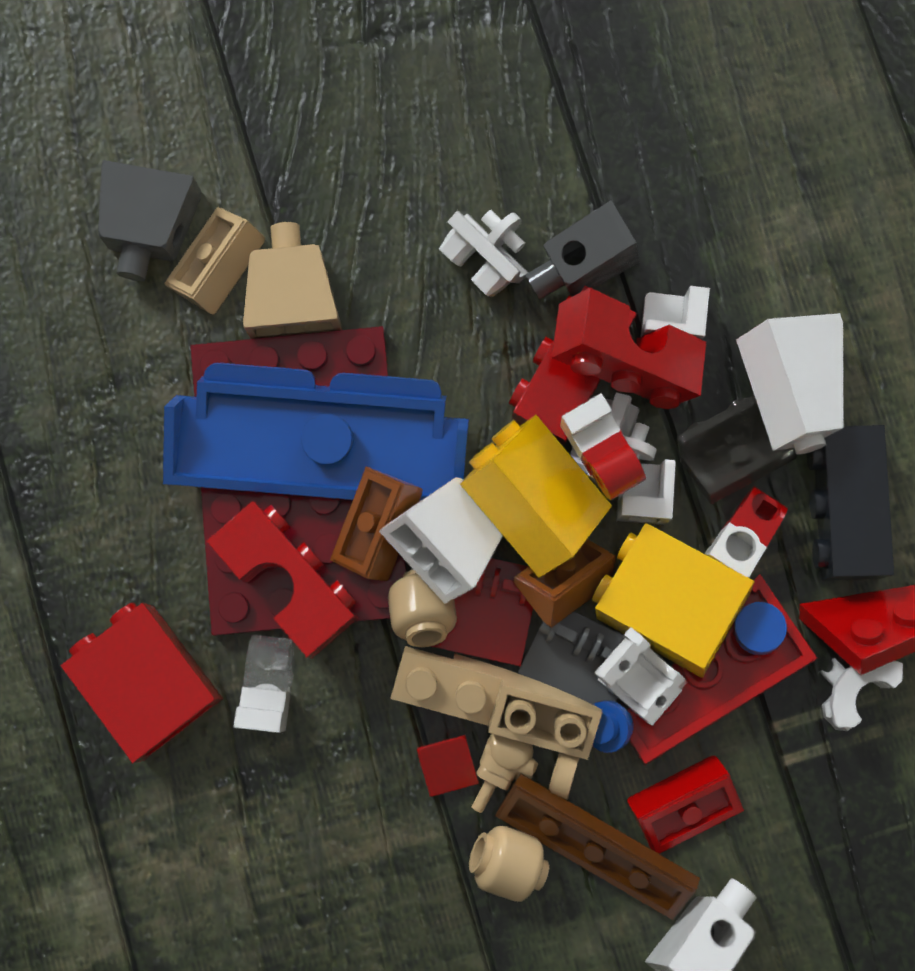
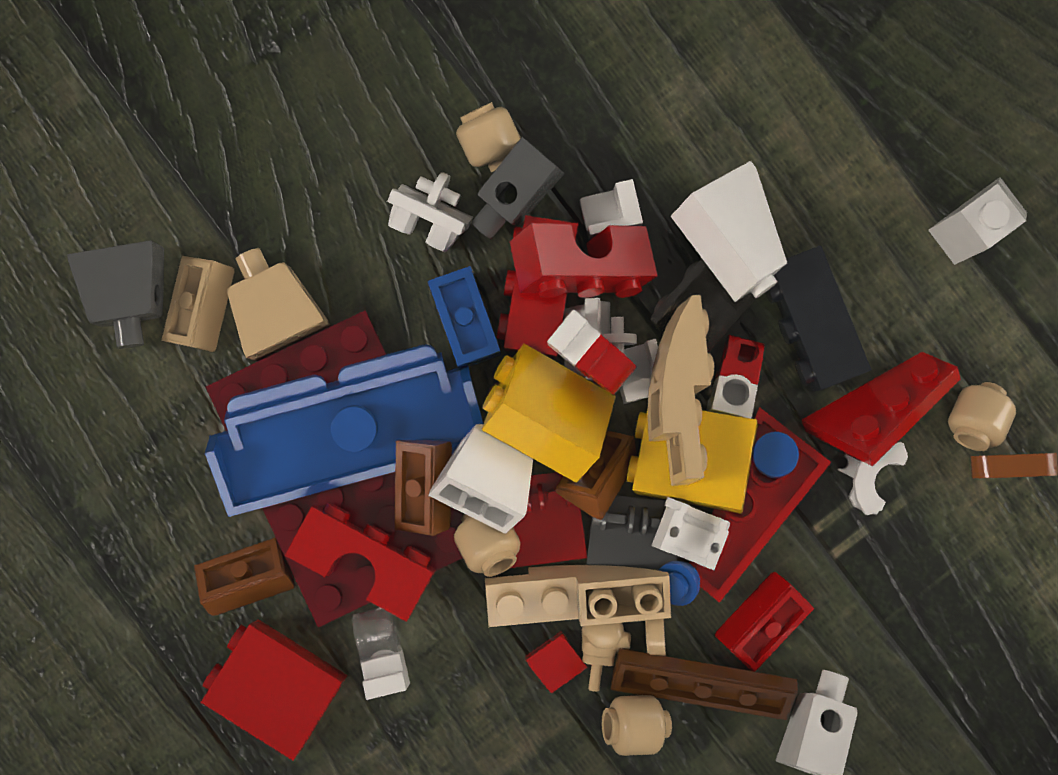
camera: 20 degrees left, 5 degrees up
(154, 555) = (243, 577): none -> dark orange slope
(484, 368) = (464, 317): none -> blue panel
(573, 192) = (487, 136): none -> tan head
(686, 505) = (678, 374): none -> tan slope

